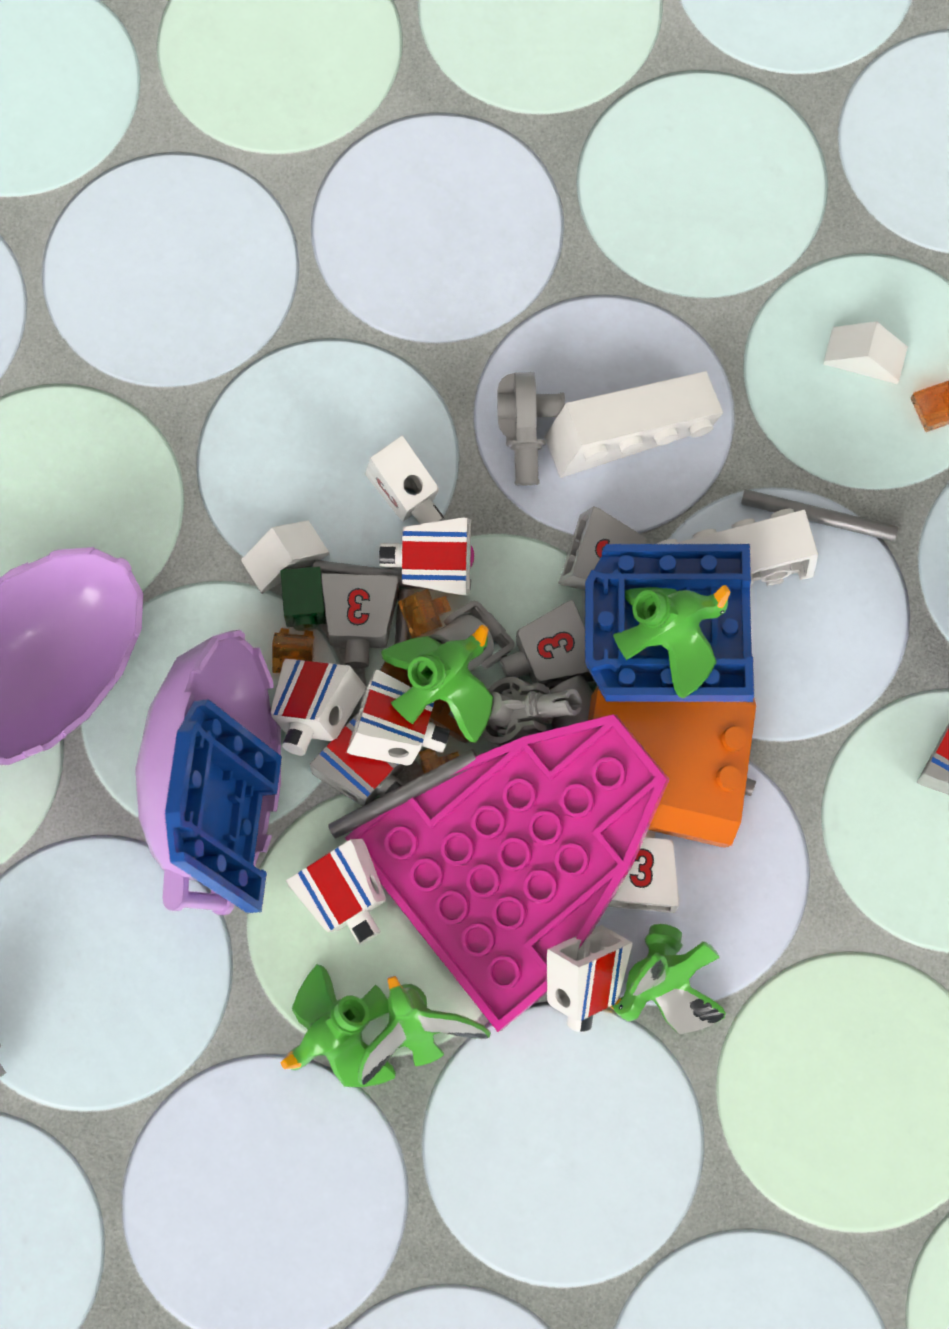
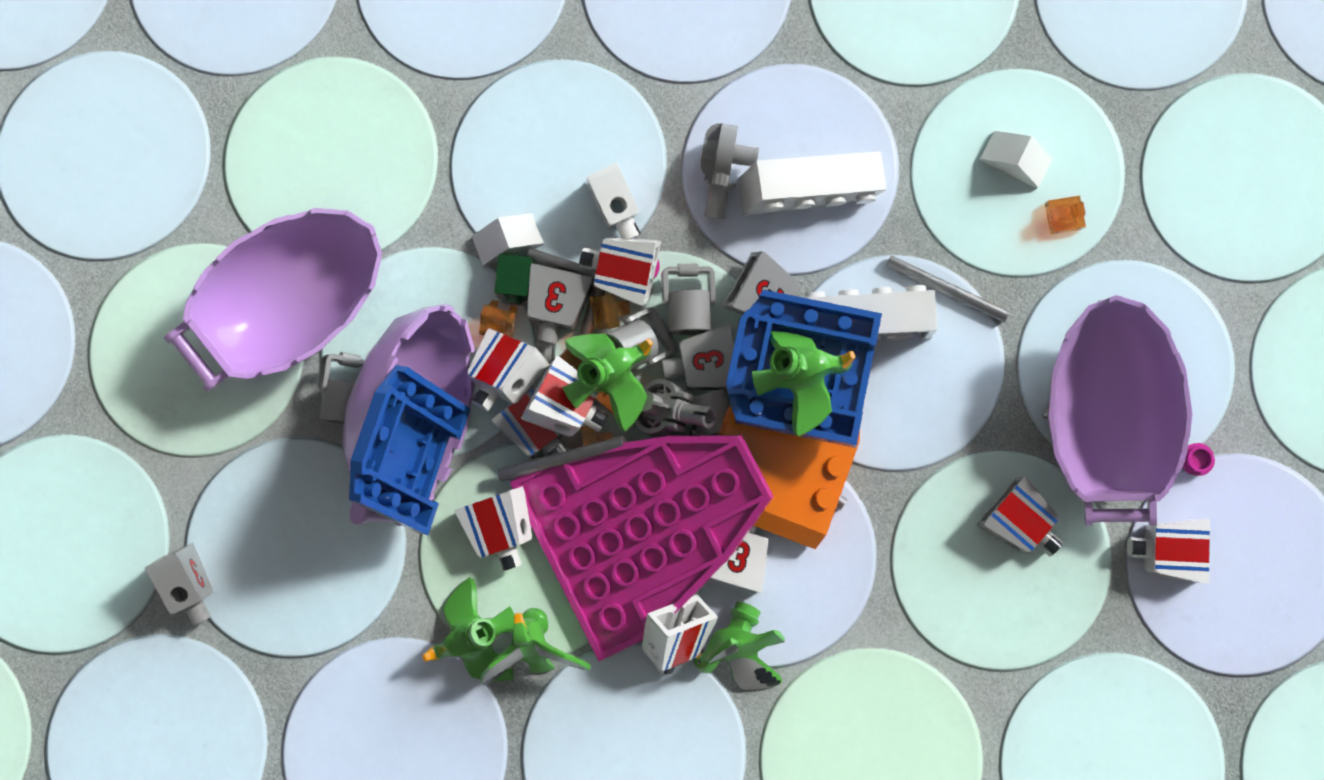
camera: 15 degrees right, 10 degrees up
(115, 769) = (335, 392): none -> light grey piece
(518, 590) = (688, 308): none -> light grey piece

